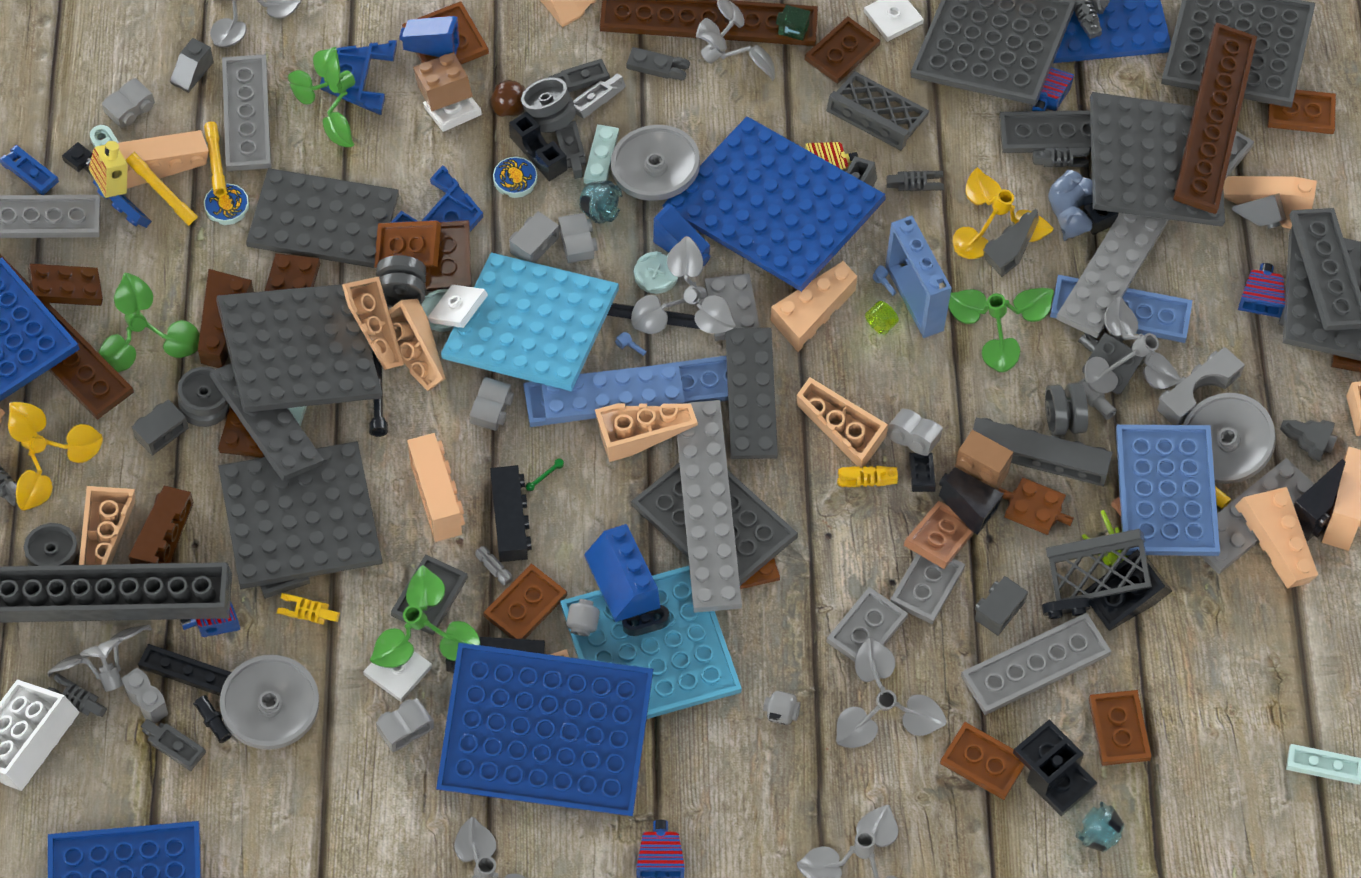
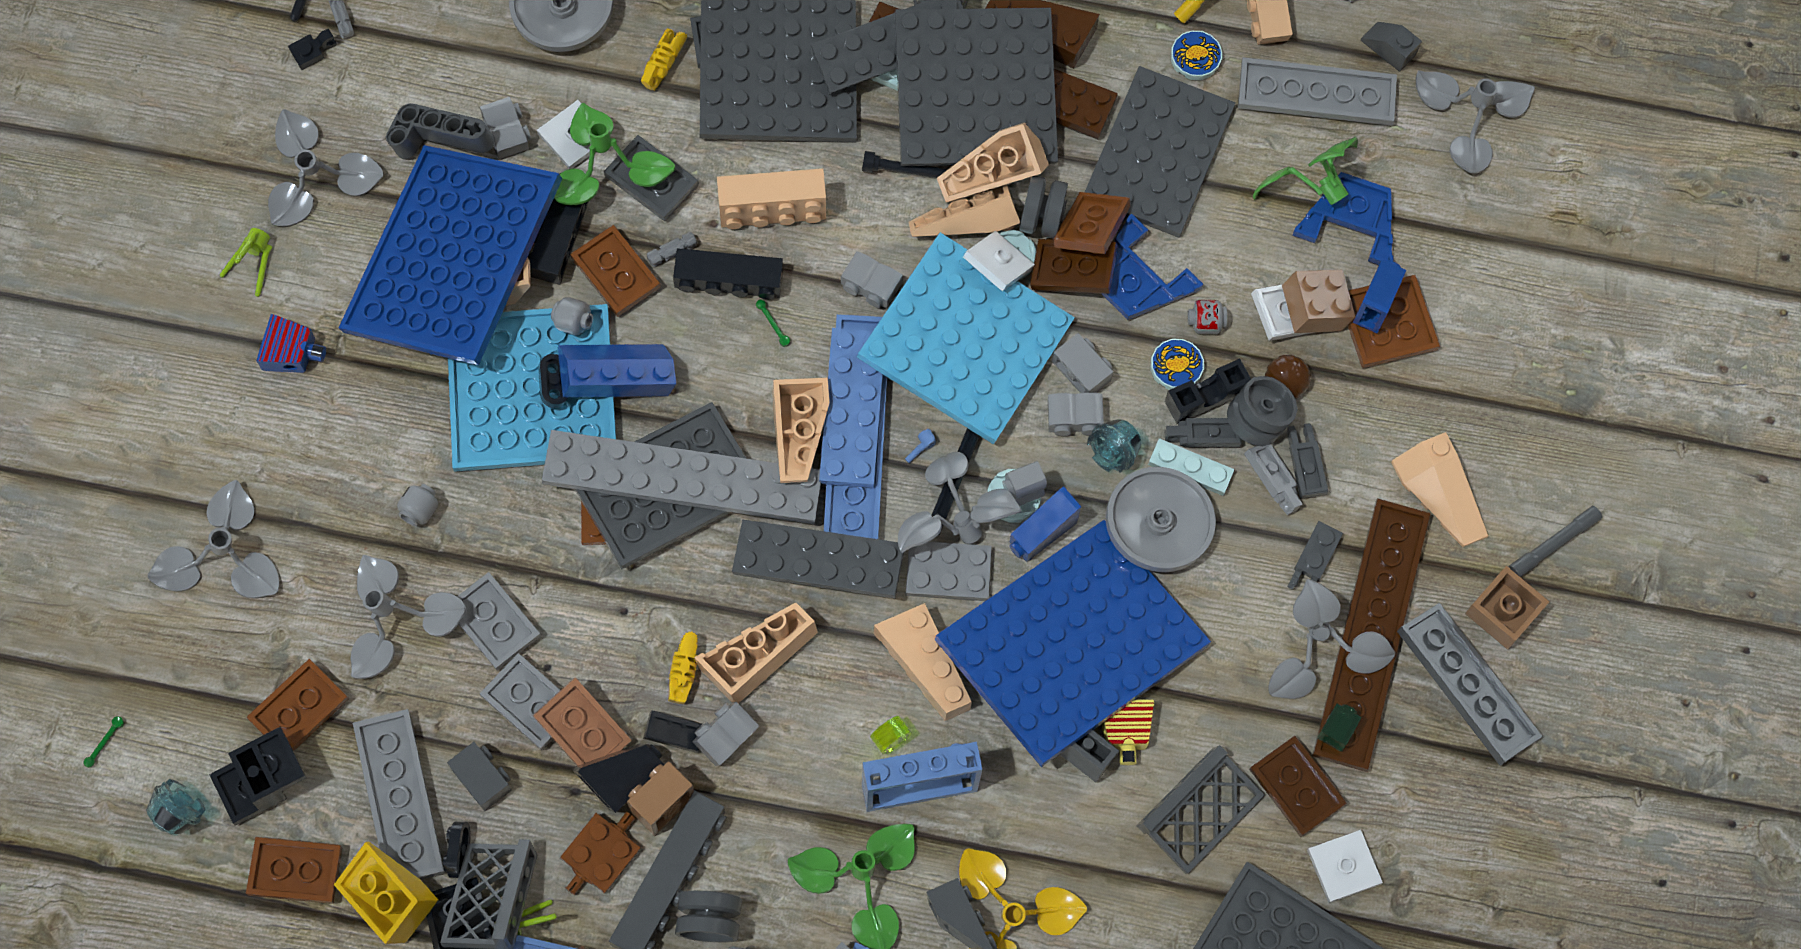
camera: 100 degrees right, 10 degrees up
(217, 178) = (1284, 51): yellow piece -> none
(424, 766) = (420, 122): none -> dark grey beam
(469, 159) = (1207, 317): none -> light grey head
(654, 251) = (1026, 483): none -> light grey brick
(915, 181) = (1082, 826): dark grey hinge -> none
(1122, 644) = (385, 894): none -> yellow slope

